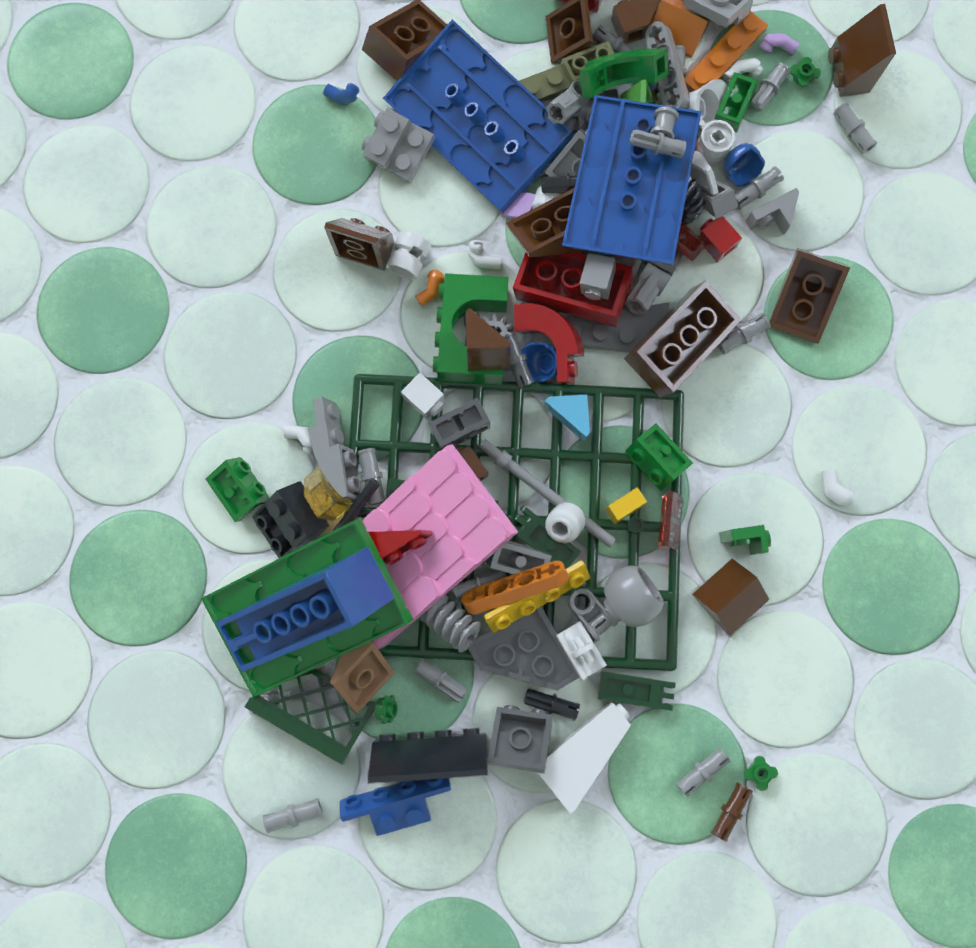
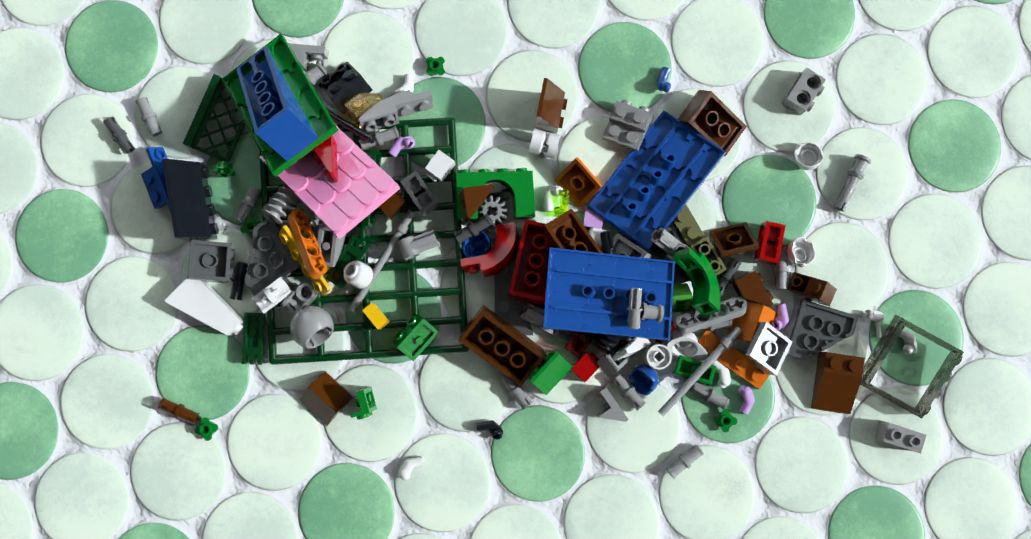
camera: 80 degrees right, 5 degrees up
(233, 558) = (304, 52): none -> light grey slope
(237, 488) = (364, 48): green bracket -> none
(260, 555) = (316, 73): none -> light grey bush
(281, 399) = (431, 70): none -> green plate
(313, 864) = (119, 135): none -> dark grey pin
(361, 675) = (240, 148): medium nougat slope -> none
(383, 447) = (400, 144): none -> lavender arm
(431, 293) = (531, 165): orange arm -> none
(466, 678) = (246, 228): none -> green plate
(467, 217) = (579, 182): none -> orange slope
(494, 242) = (564, 203): none -> clear neon green arm
(531, 445) = (413, 246): none -> light grey piece
(571, 412) = (439, 272): medium azure slope -> none
(597, 276) = (533, 277): light grey brick -> none
(670, 521) = (370, 350): clear red slope -> none
(703, 771) = (203, 389): light grey pin -> none
(706, 56) = (725, 343): none -> light grey bar
(724, 280) = (550, 372): none -> green slope
(790, 372) = (492, 427): none -> black arm
(808, 295) = (550, 436): reddish brown slope -> none
(862, 53) = (738, 459): reddish brown slope -> none

